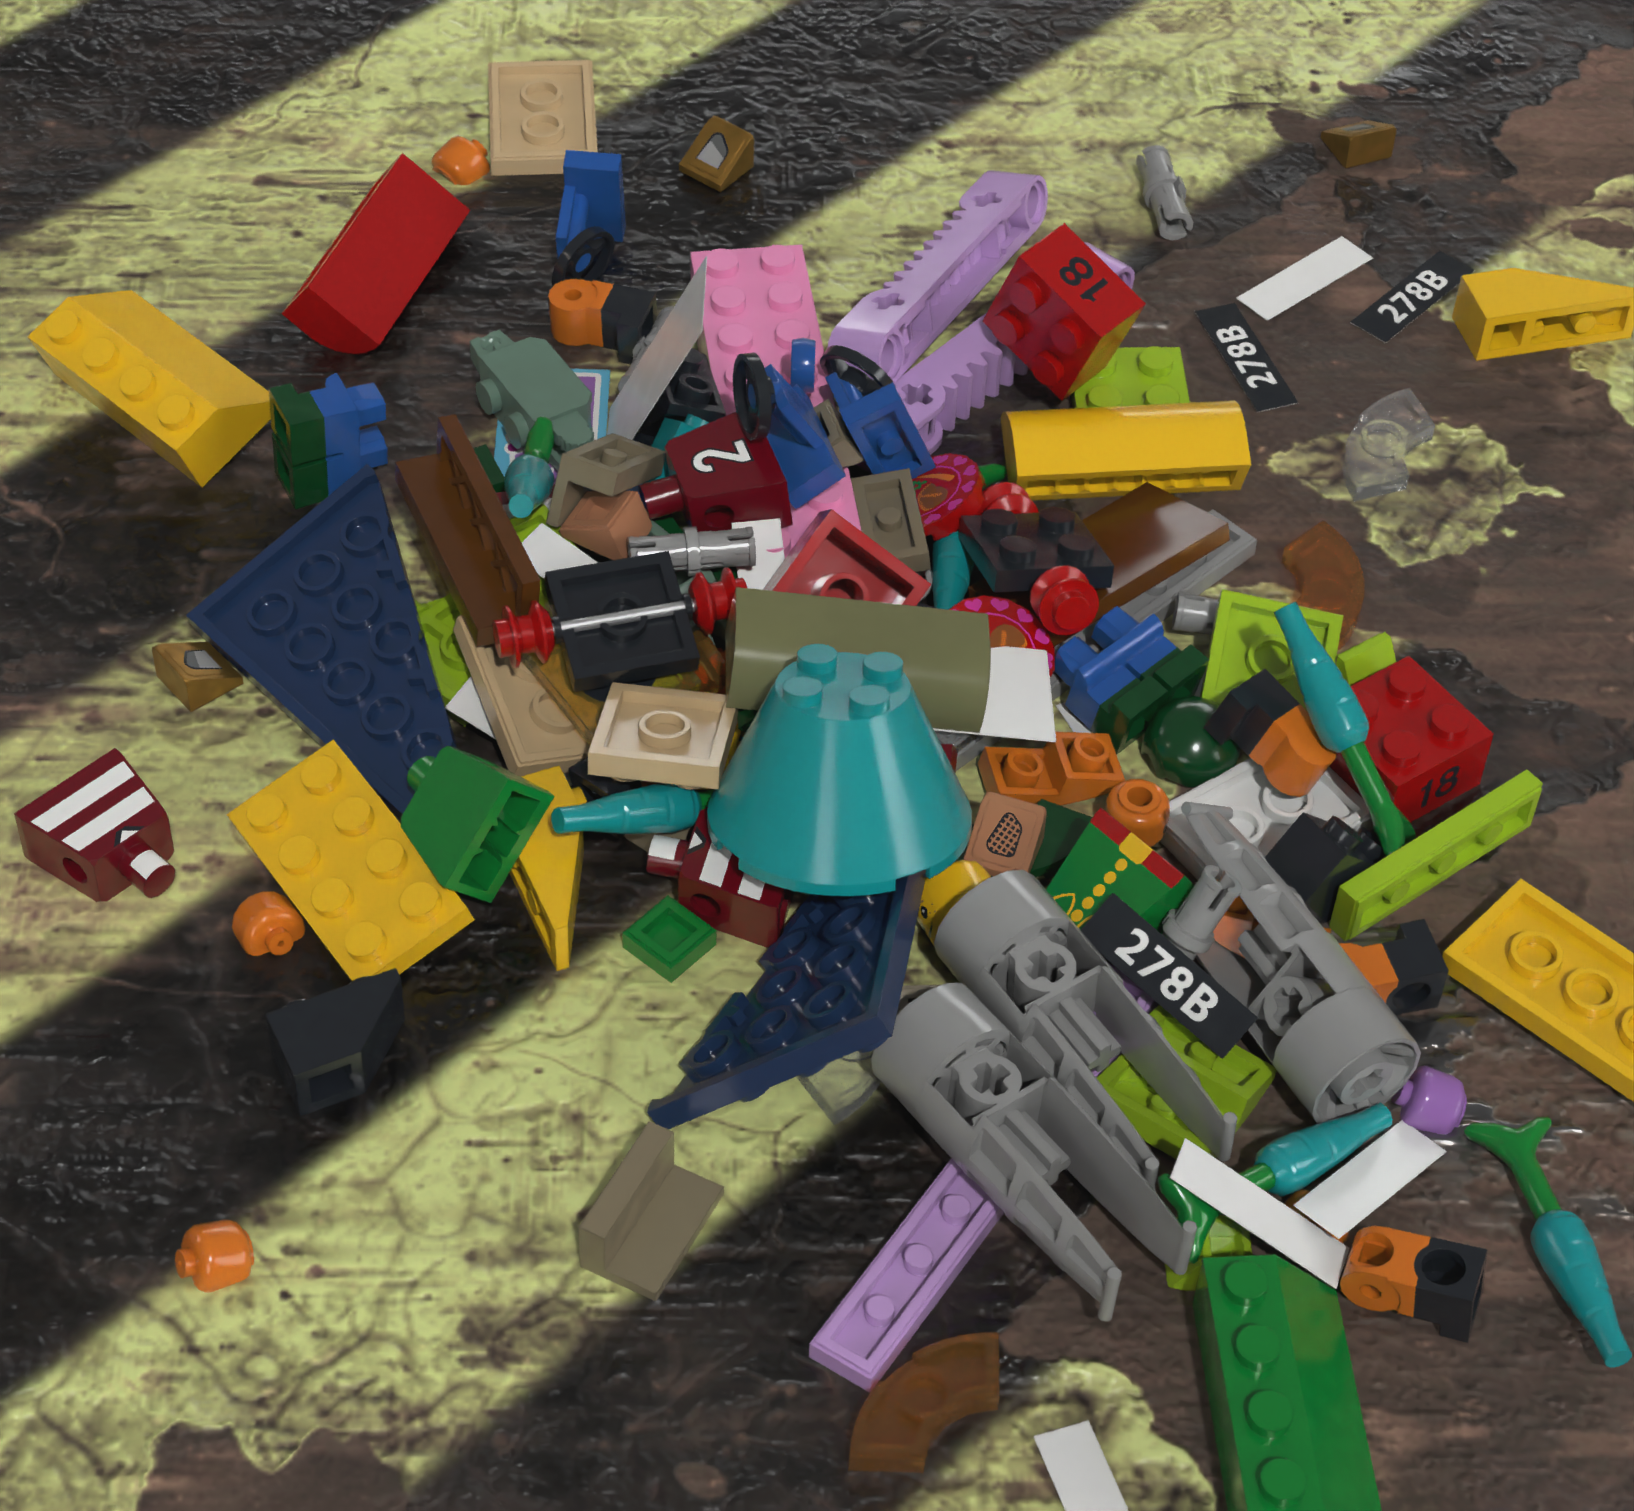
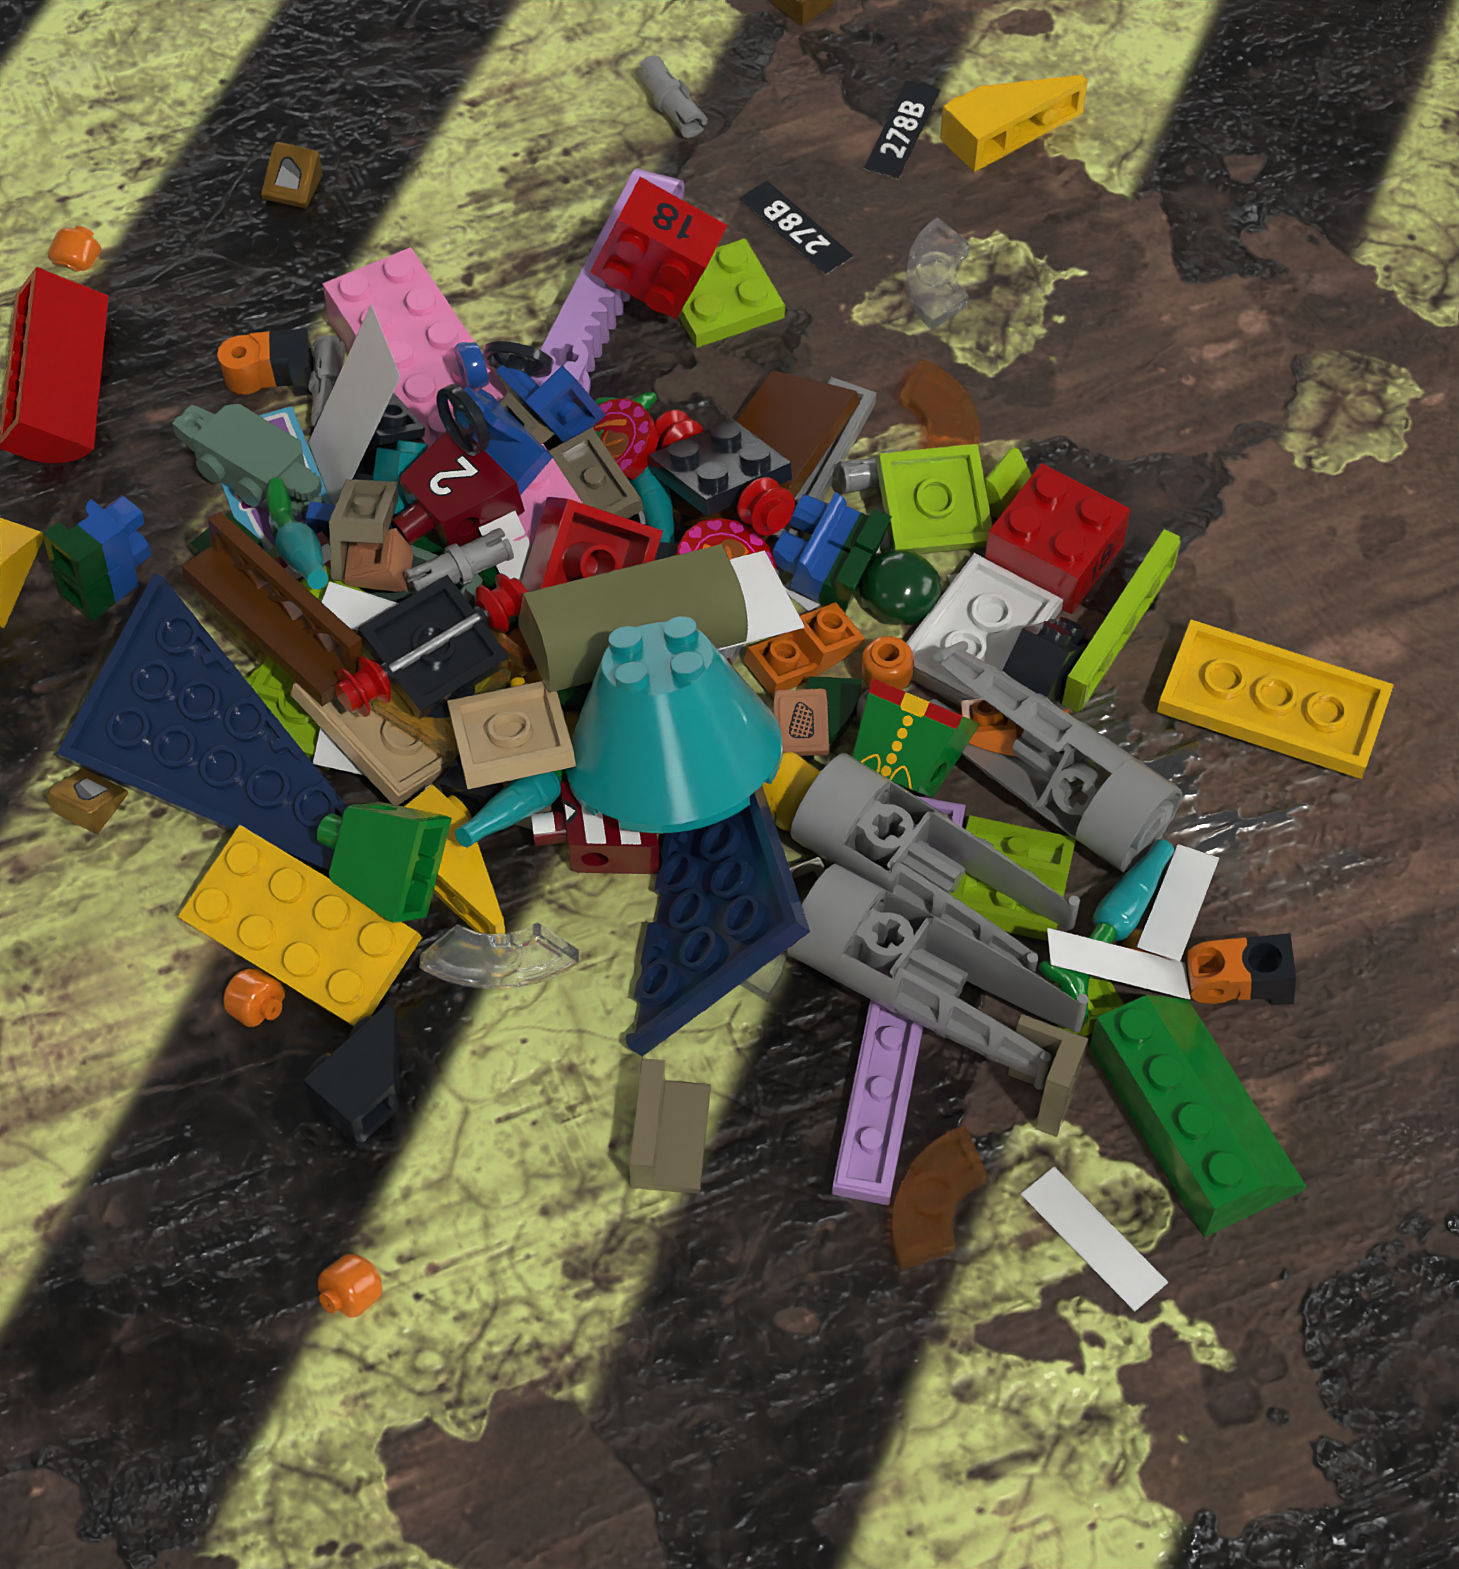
camera: 20 degrees left, 10 degrees up
(100, 832) = (85, 969): dark red torso -> none
(539, 115) = (124, 185): tan tile -> none
(546, 971) = (499, 959): none -> clear tile
(589, 214) = (219, 264): blue piece -> none
(669, 938) = (575, 895): green tile -> none
(915, 308) = (524, 290): lavender gear -> none
(1123, 447) = (744, 346): yellow brick -> none
(1126, 1308) = (1066, 1061): none -> dark tan panel
(1168, 976) = (974, 796): black sticker -> none
(1193, 923) = (975, 754): light grey pin -> none
(1273, 733) = (969, 564): leg -> none
(1304, 278) = (811, 139): white sticker -> none
(1341, 724) = (1020, 543): teal piece -> none
(1404, 971) = (1138, 724): black leg -> none
(1432, 1101) = (1195, 822): medium lavender piece -> none
(1558, 1236) = (1326, 898): teal piece -> none

